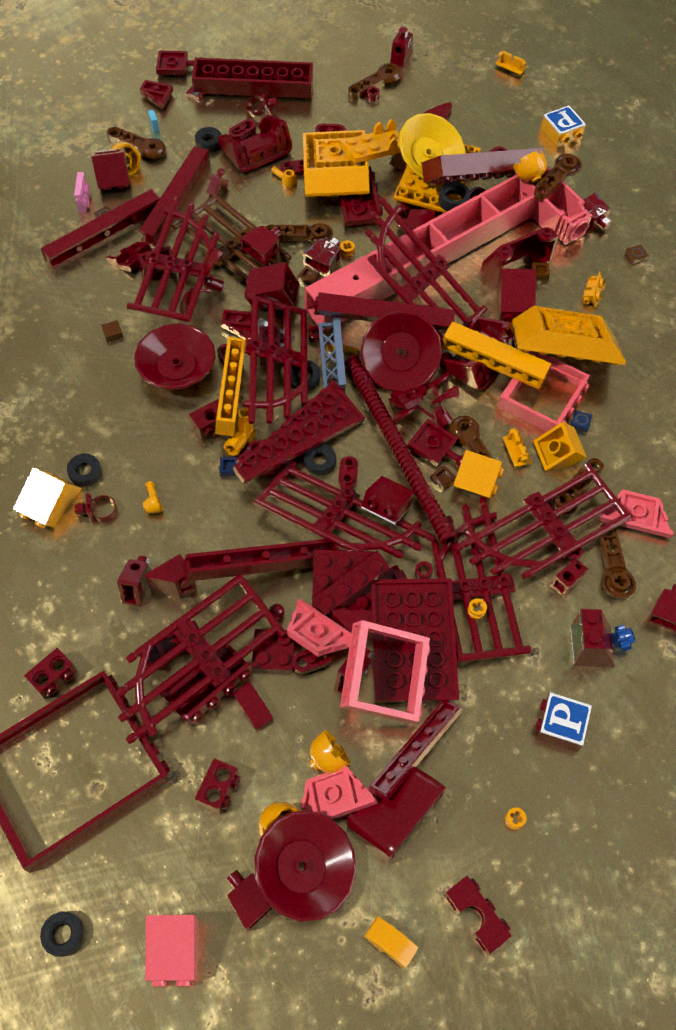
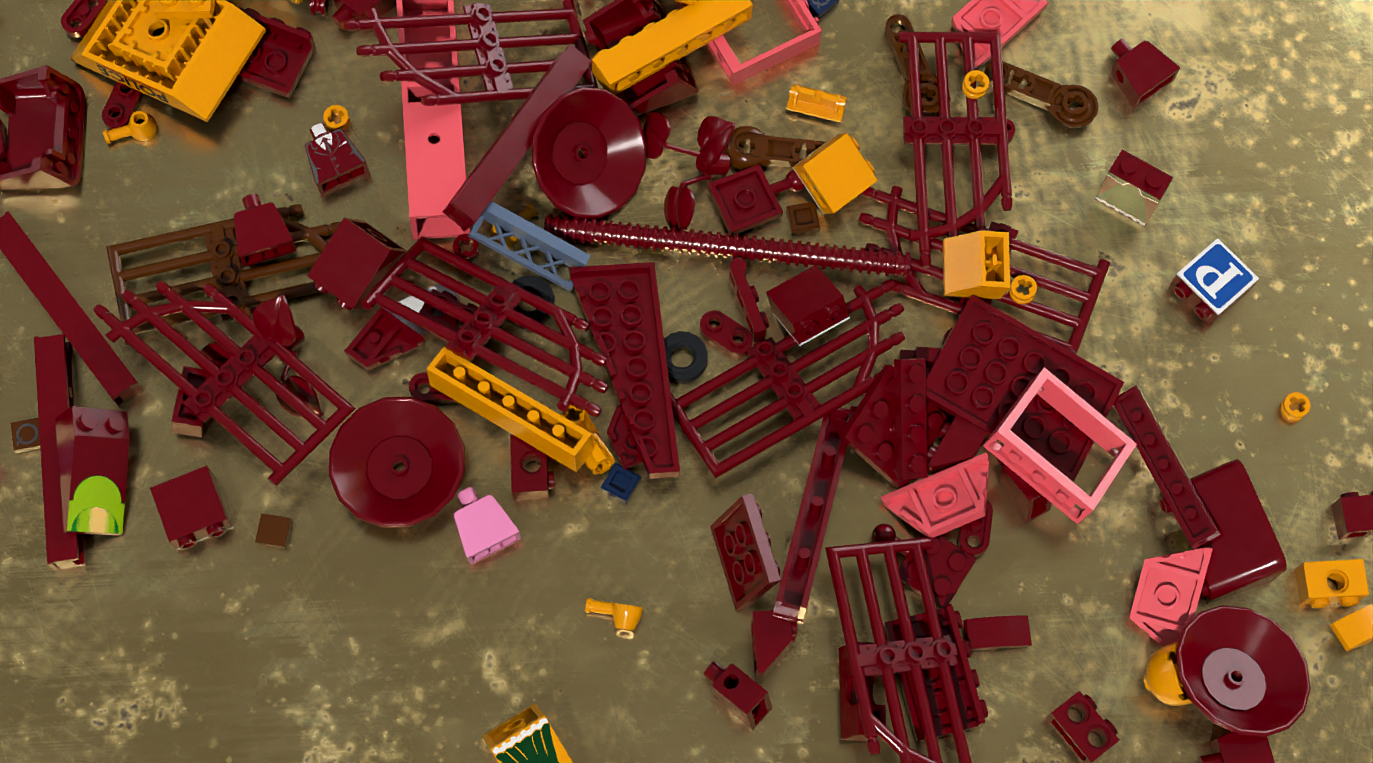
camera: 60 degrees left, 10 degrees up
(78, 460) = (494, 671): black tyre -> none
(82, 509) = (577, 716): dark red piece -> none
(97, 242) = (93, 469): none -> dark red slope
(103, 290) = (191, 508): none -> dark red piece
(129, 256) = (148, 434): dark red slope -> none
(164, 414) = (483, 525): none -> bright pink torso
(216, 182) = (81, 232): dark red piece -> none
(225, 530) = (745, 552): none -> dark red plate
(304, 232) = (267, 161): reddish brown beam -> none
(308, 276) = (351, 201): reddish brown tile -> none
(327, 754) = (1115, 574): light orange cylinder -> none
(374, 471) = (747, 298): none -> dark red plate
(404, 887) = (1347, 574): none -> light orange brick
(408, 398) = (661, 188): dark red plate -> none
(429, 569) = (935, 321): dark red bush -> none
(471, 571) = (977, 265): none -> light orange slope
(559, 448) = (848, 51): light orange slope -> none
(568, 577) = (1035, 156): dark red leg -> none
(582, 520) = (971, 77): none -> light orange bush
(623, 638) = (1148, 148): blue gear -> none

